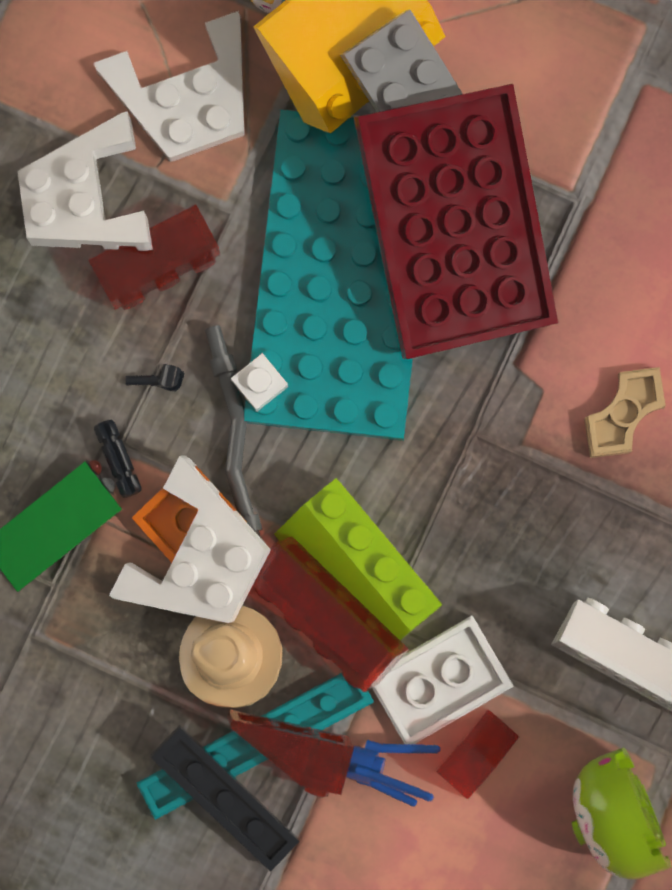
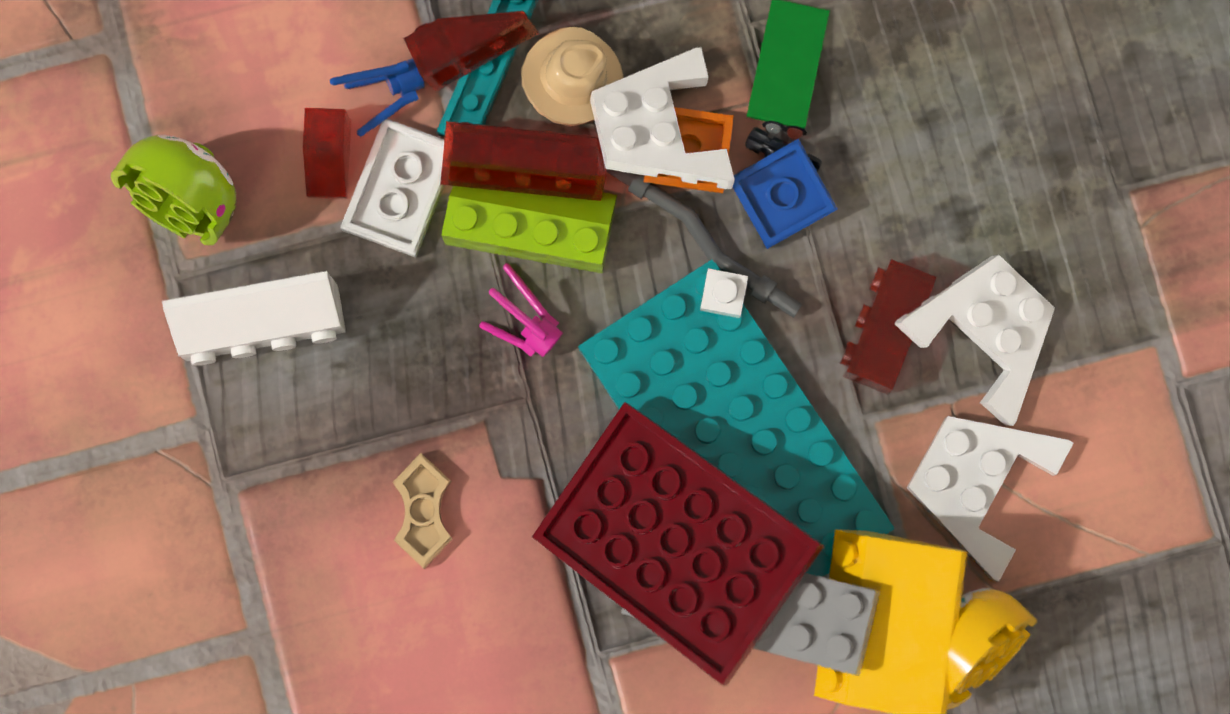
camera: 140 degrees right, 0 degrees up
(146, 424) = (783, 193): none -> blue tile
(169, 379) = (796, 245): black hand -> none
(426, 472) = (539, 334): none -> dark pink plant

